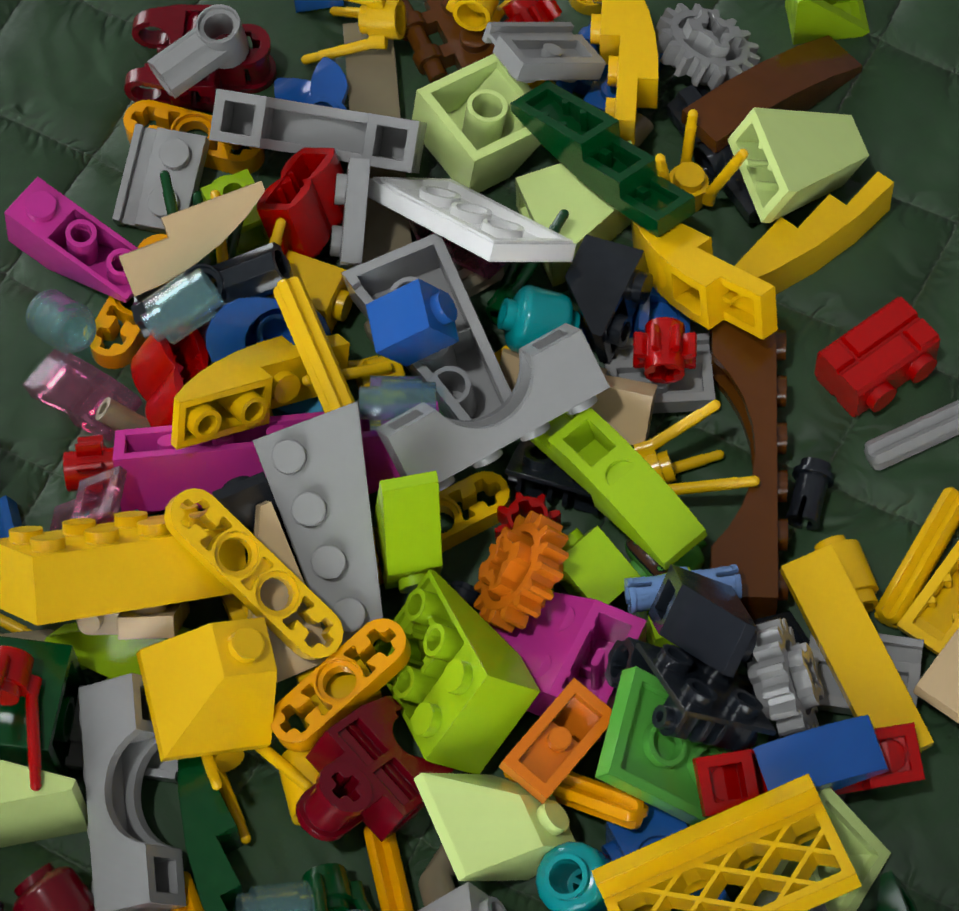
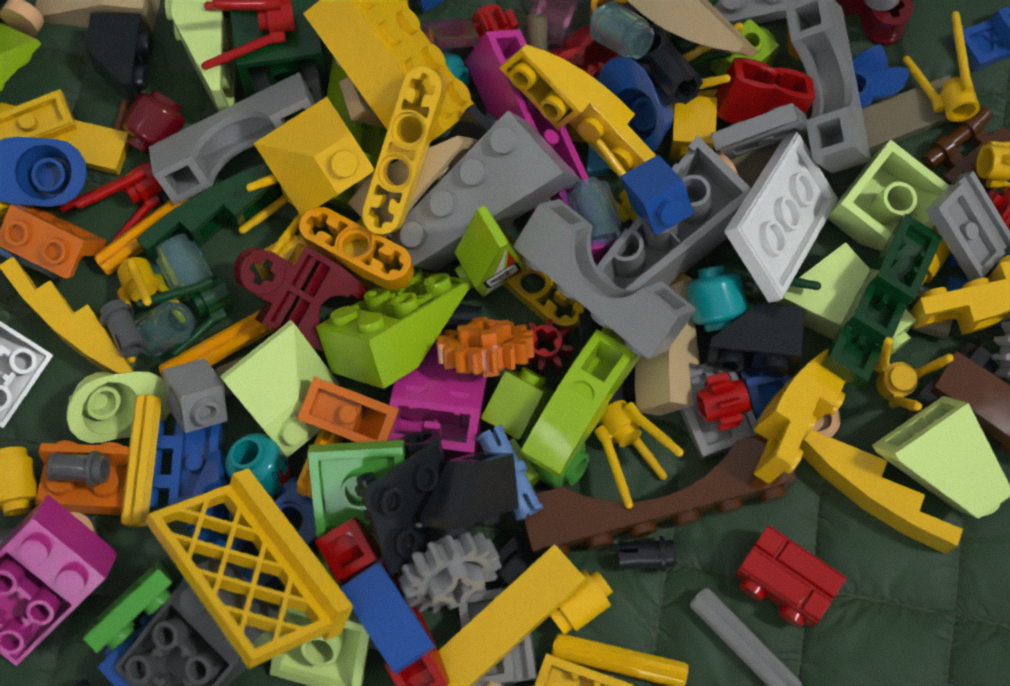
camera: 70 degrees right, 10 degrees up
(312, 344) = (624, 135): yellow axle -> none

